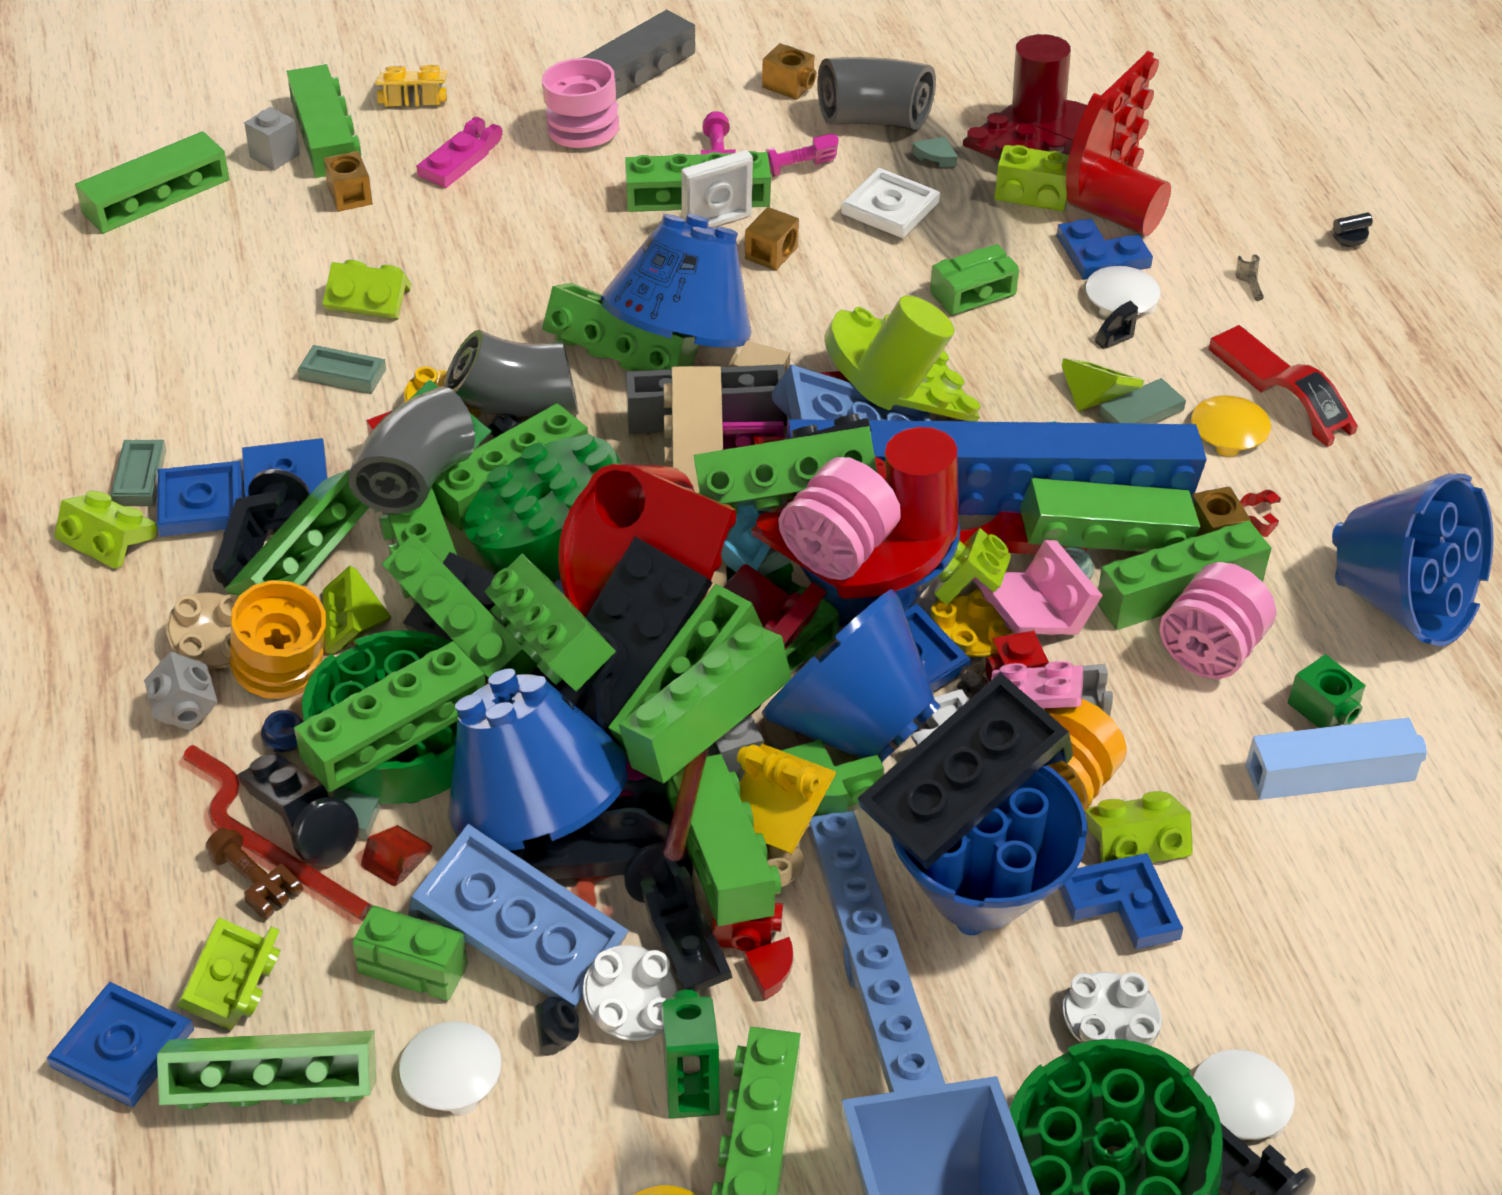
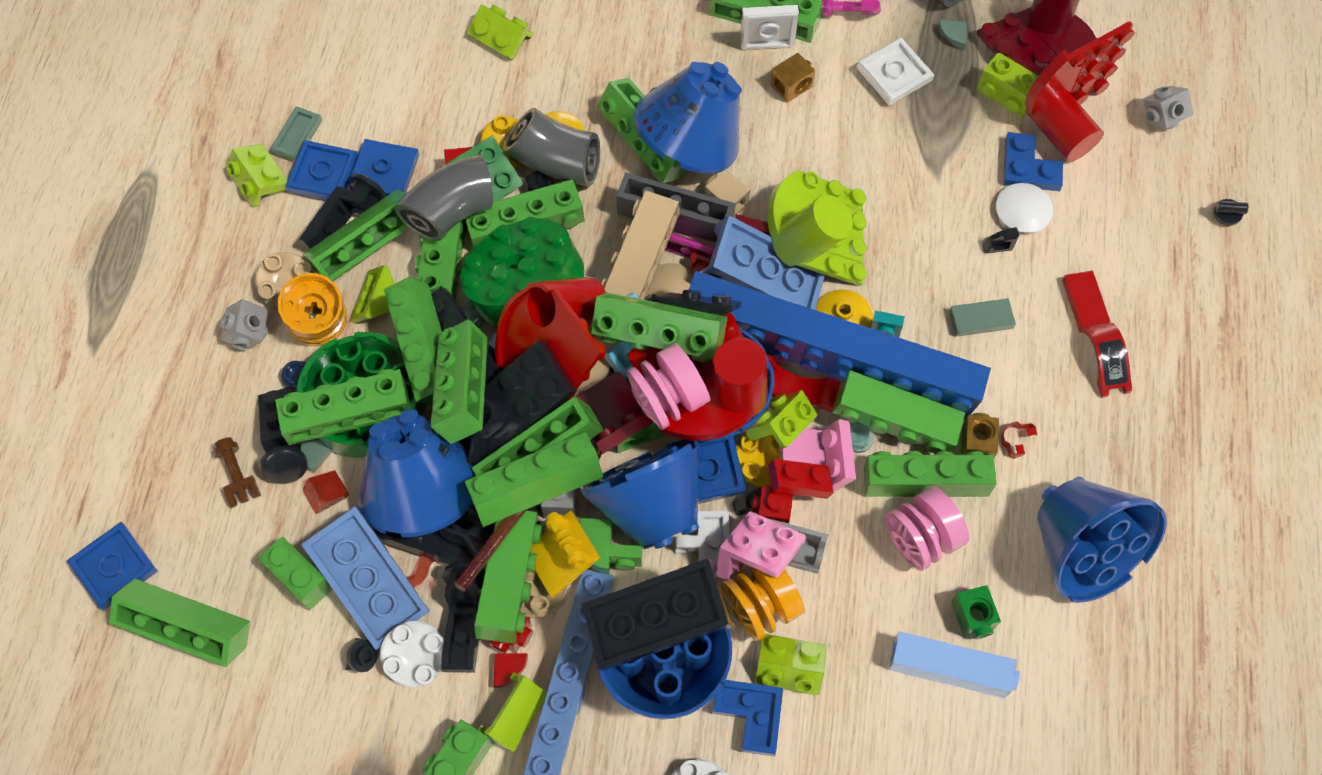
camera: 25 degrees right, 20 degrees up
(228, 972) = (188, 542): lime bracket -> none
(260, 845) = (247, 450): clear red piece -> none
(342, 369) = (457, 92): sand green tile -> none
(450, 1067) = (288, 659): white dish -> none
(690, 1031) = (423, 714): green torso -> none
(819, 1001) = (516, 713): none -> lime hinge
(974, 279) = (918, 163): bright green brick -> none
(1036, 615) = (800, 478): none -> red plate
(1096, 384) = (959, 284): lime slope -> none
(1223, 151) = (1168, 106): none -> light grey brick
(1231, 424) = (1039, 354): yellow dish -> none
(1249, 272) = (1128, 224): clear smoke hand -> none

